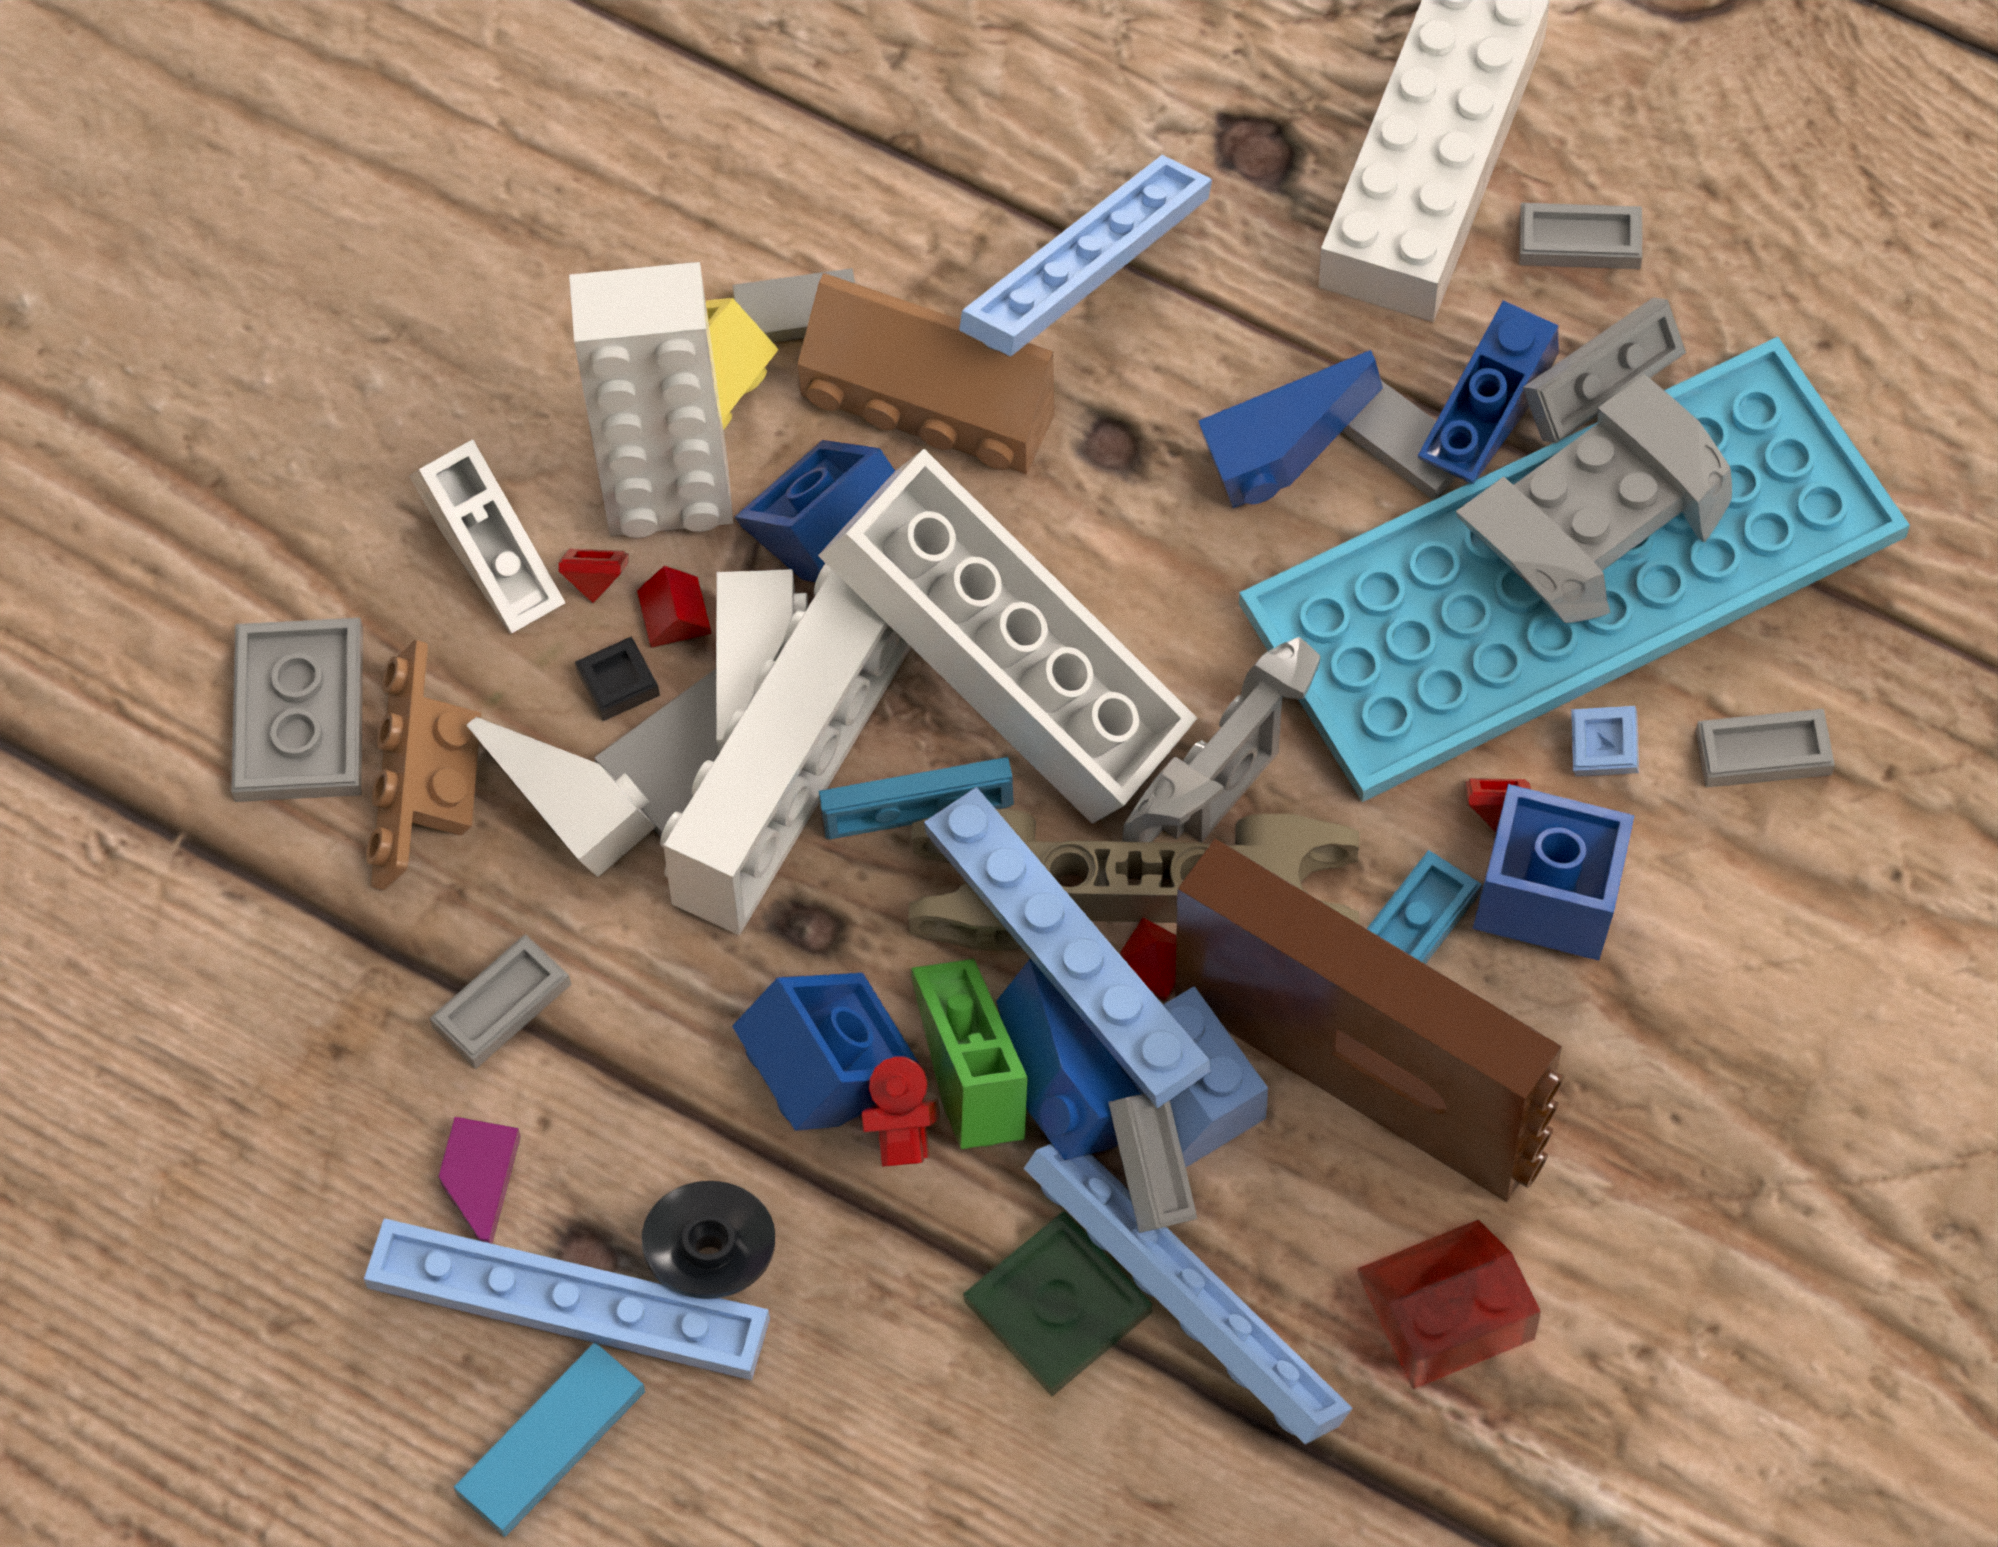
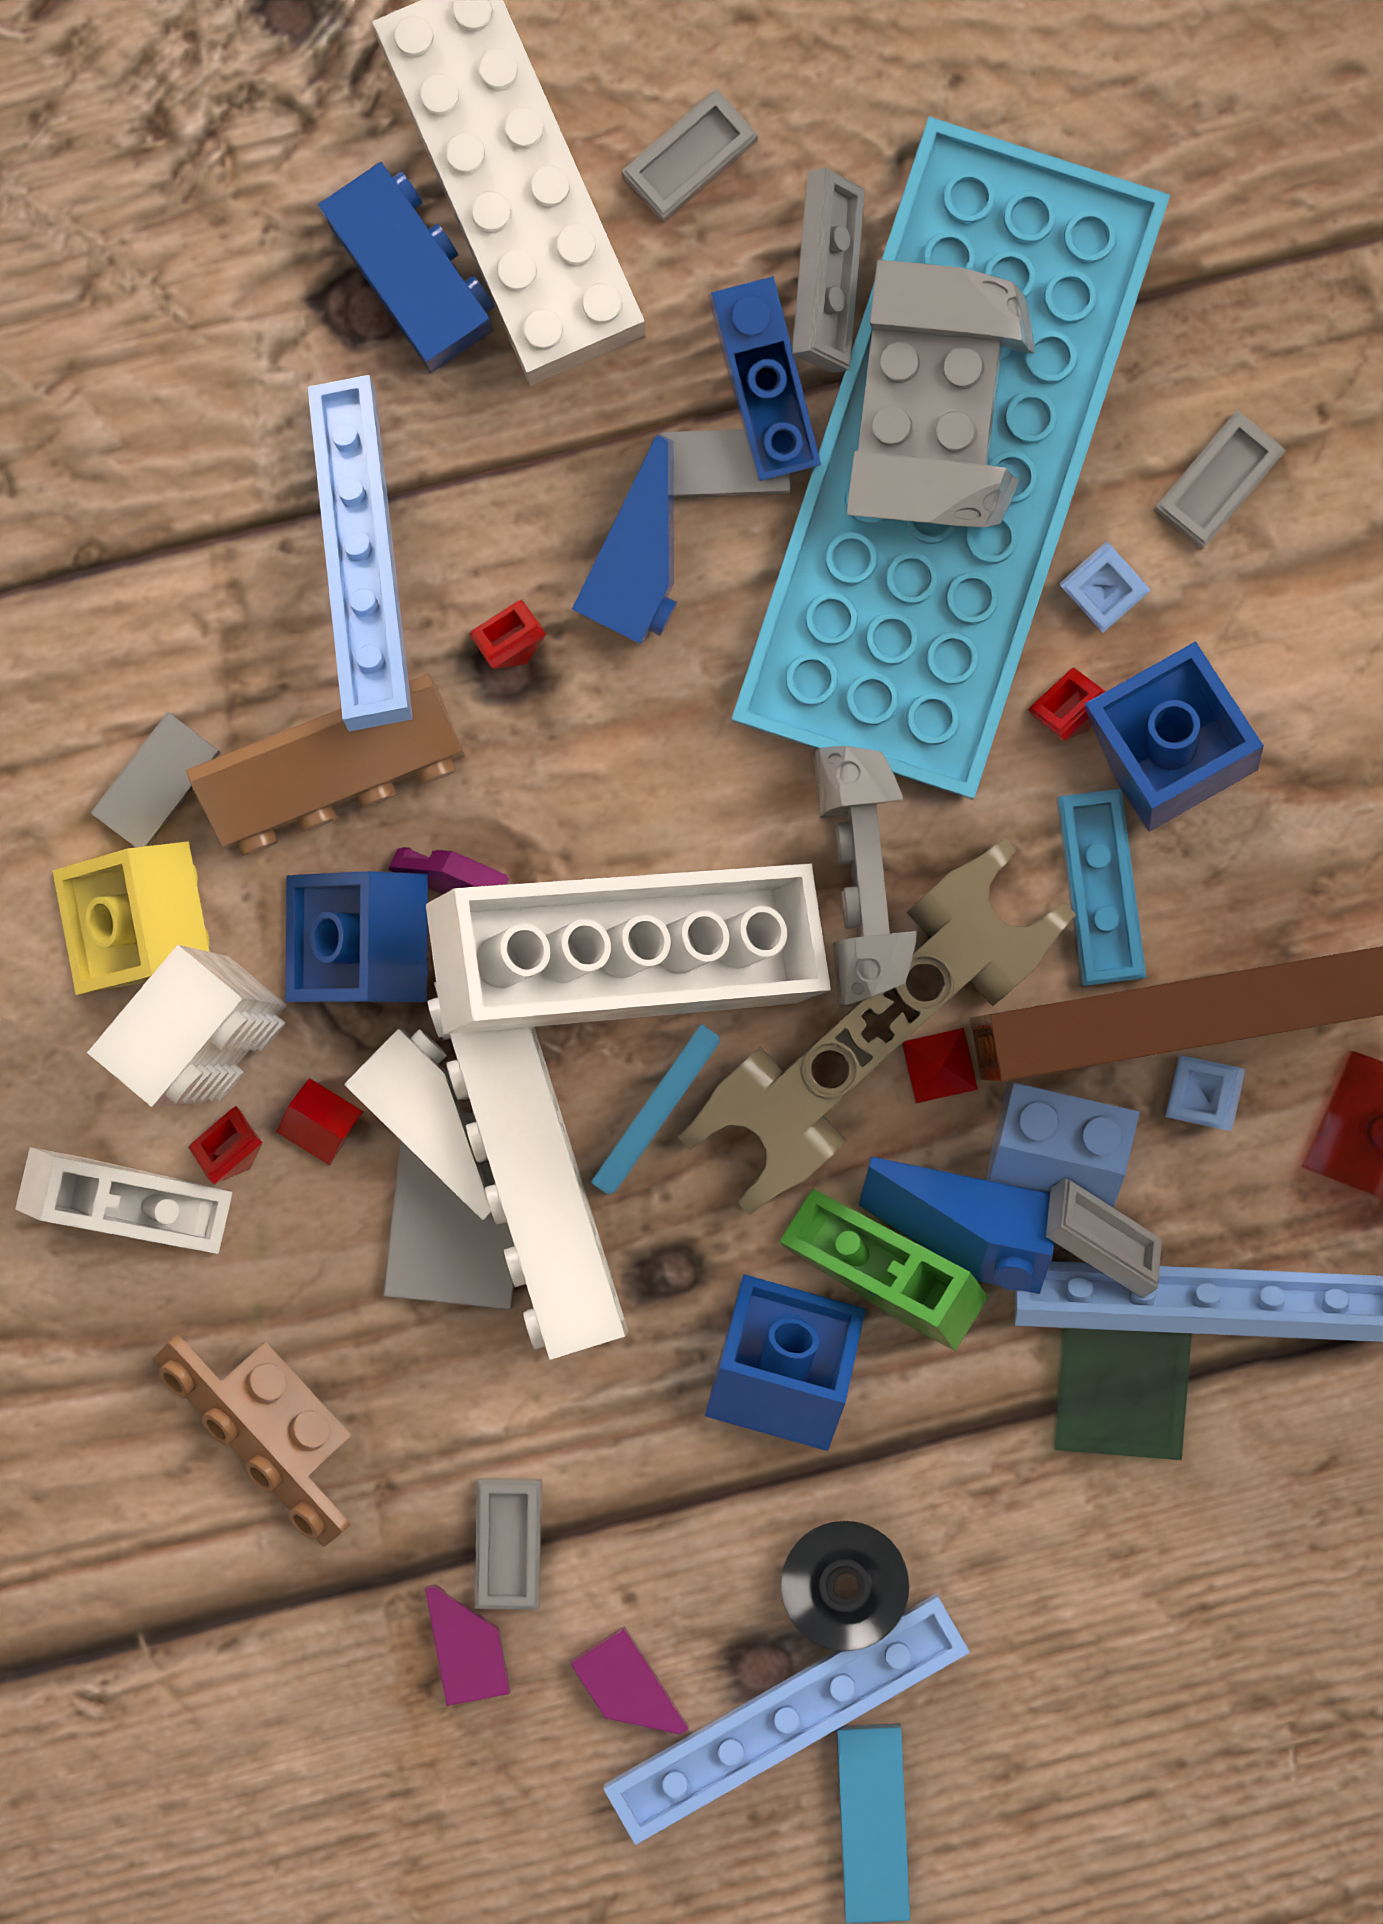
camera: 50 degrees left, 25 degrees up
(297, 710) = (123, 1463): light grey tile -> none
(391, 1045) = (466, 1650): none -> magenta tile
(574, 795) = (408, 1349): white slope -> none
(617, 678) = (333, 1215): black tile -> none
(899, 1112) = (899, 1376): red hips -> none
(1067, 948) = (897, 1143): light blue plate -> none
(1136, 420) = (509, 636): none -> red slope
(1309, 137) = (408, 265): none -> blue brick
(1334, 1144) = (1205, 1092): none -> light blue tile

